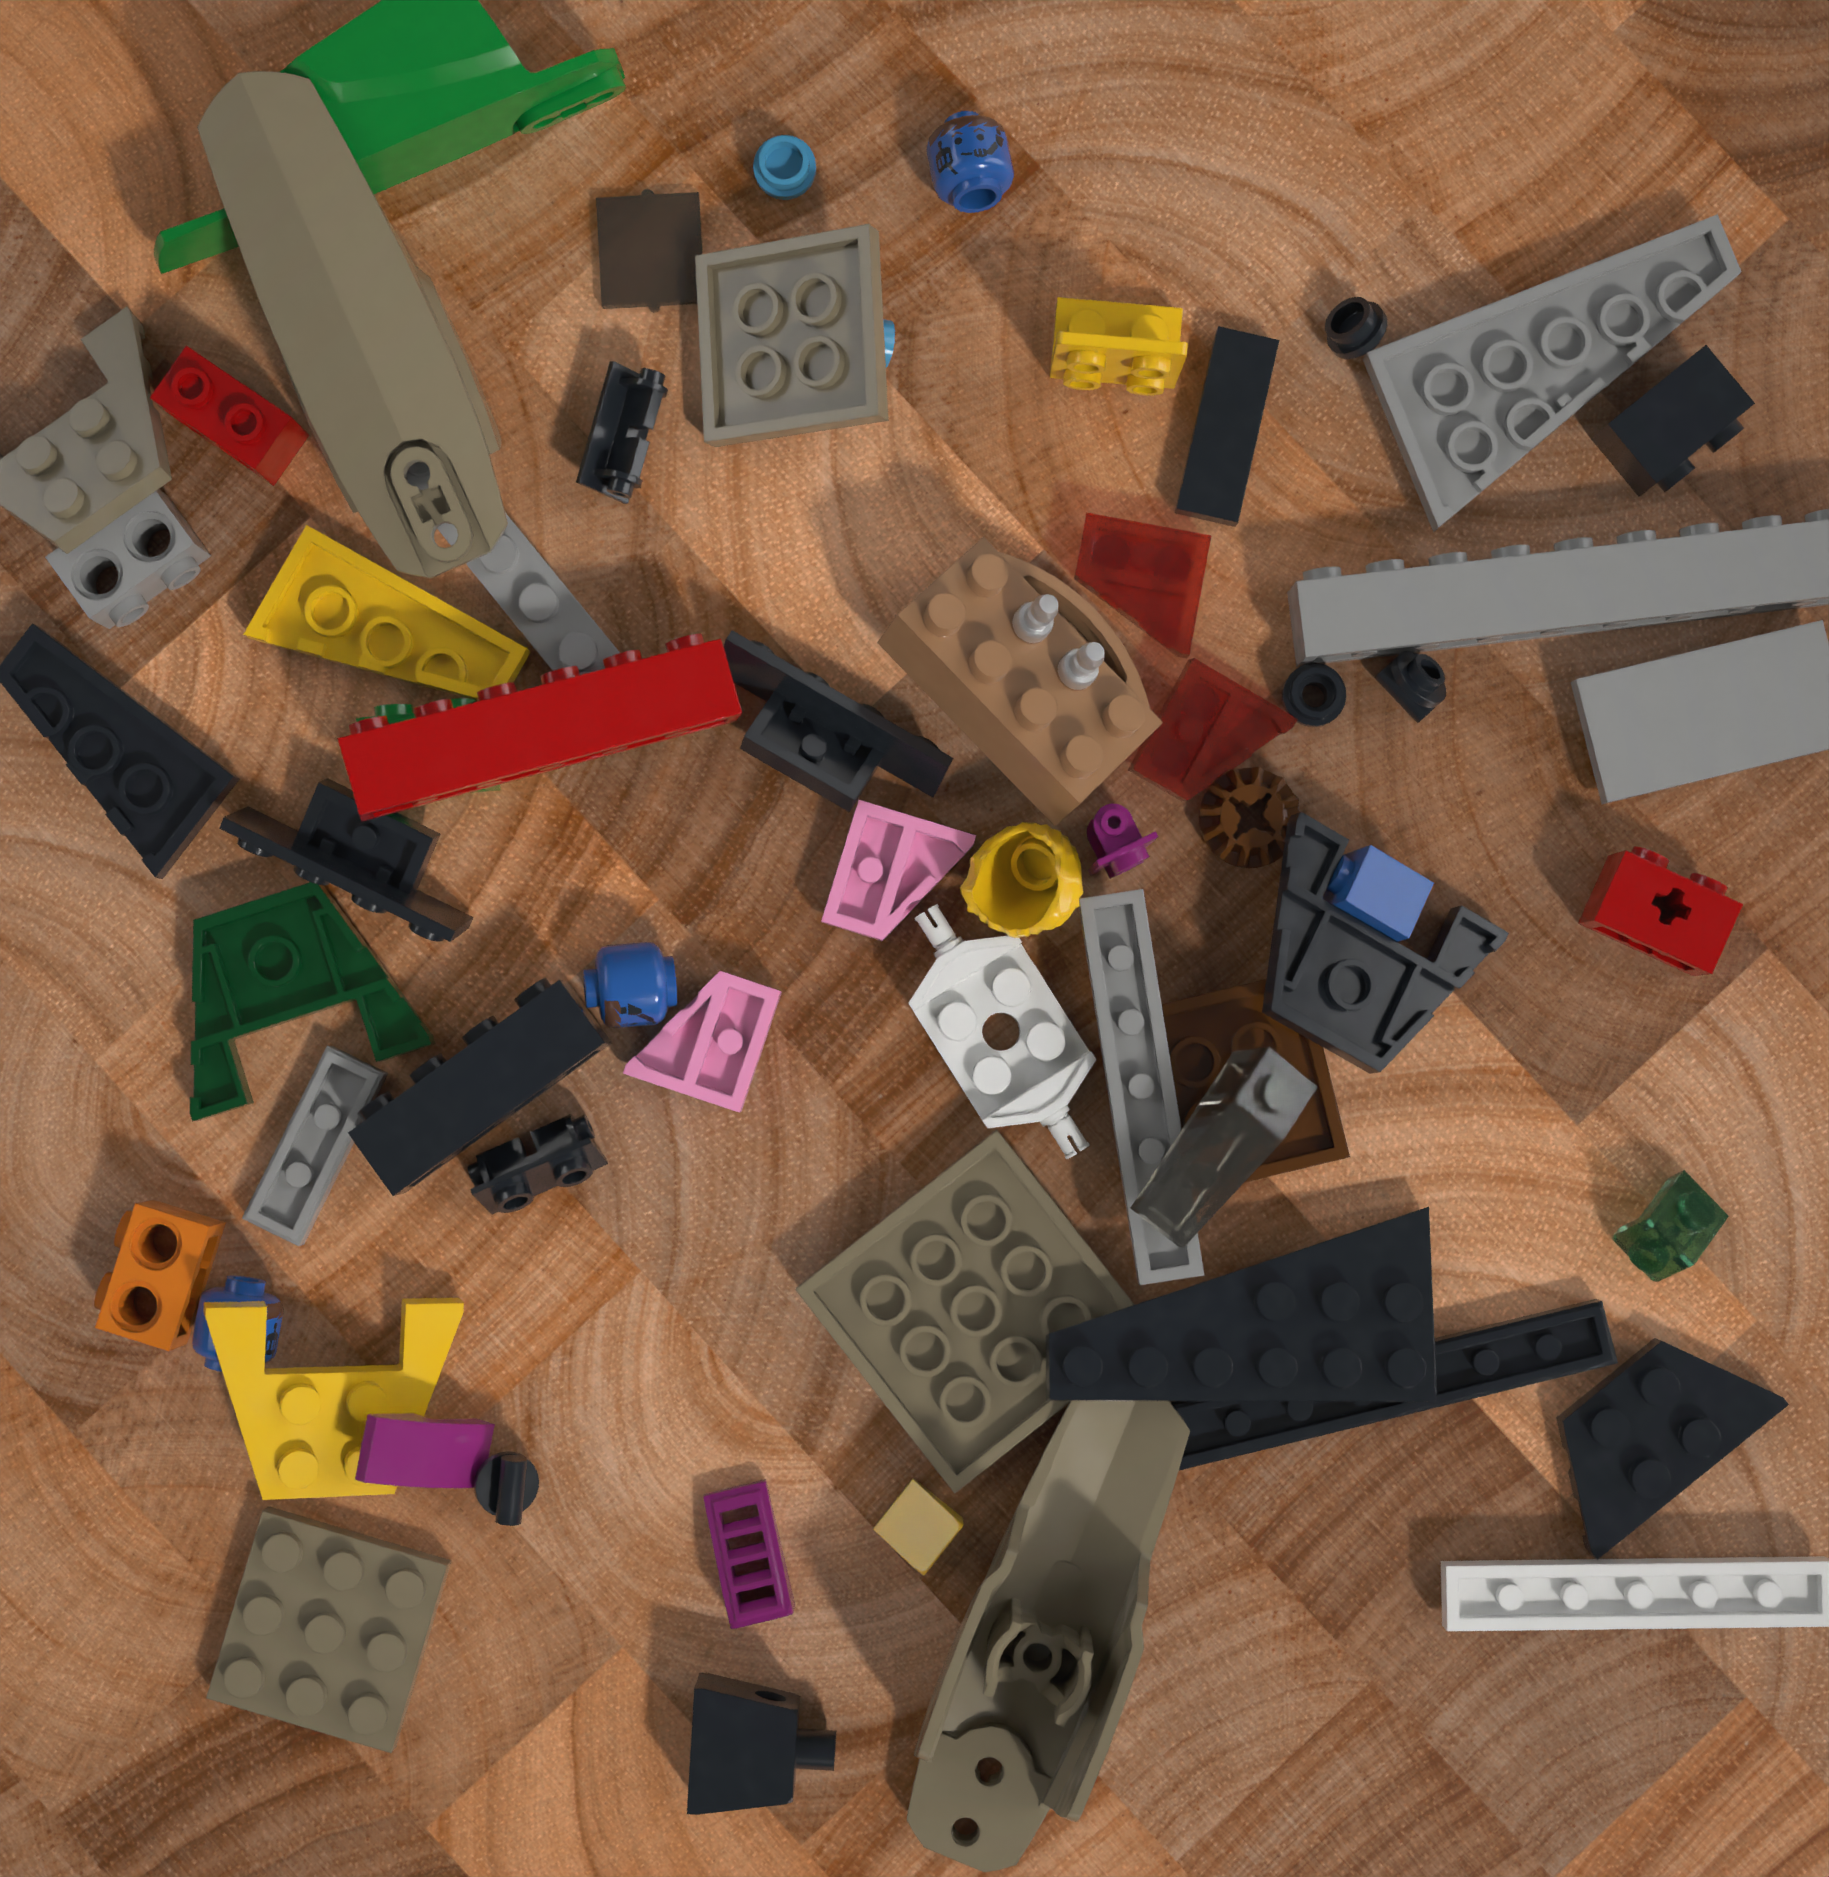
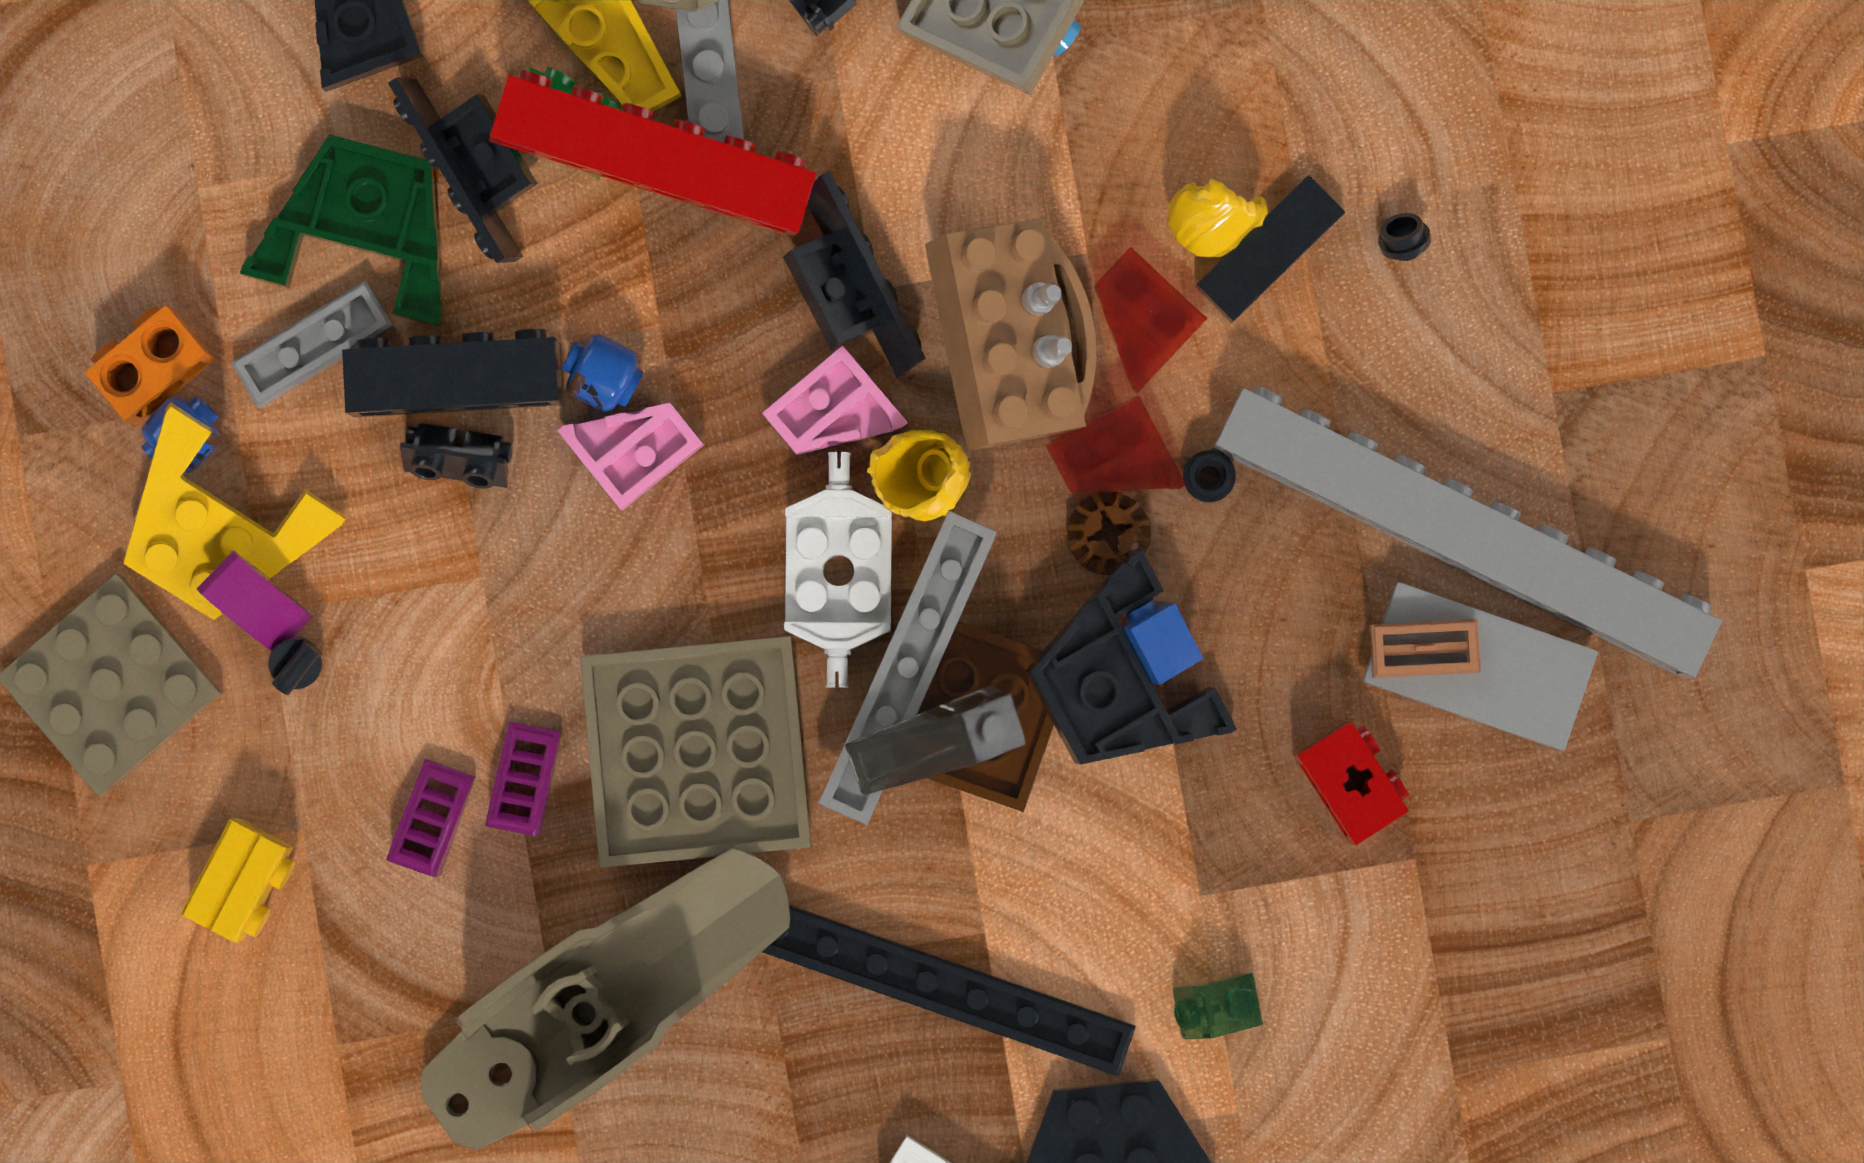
camera: 35 degrees right, 0 degrees up
(592, 1747) = (238, 881): none -> yellow brick
(749, 1746) = (346, 949): black torso -> none
(838, 1504) = (500, 795): none -> magenta slope
(919, 1526) = (560, 875): yellow slope -> none
(1116, 841) = (1000, 488): magenta hinge -> none
(1117, 345) = (1228, 142): yellow bracket -> none
(1152, 429) = (1212, 218): none -> yellow hair
(1298, 1328) = (911, 906): black wing -> none
(1414, 683) = (1285, 513): black plate -> none
(1507, 375) = (1491, 338): light grey wing -> none
(1606, 760) = (1379, 650): none -> nougat tile
(1673, 421) = (1584, 446): black brick -> none

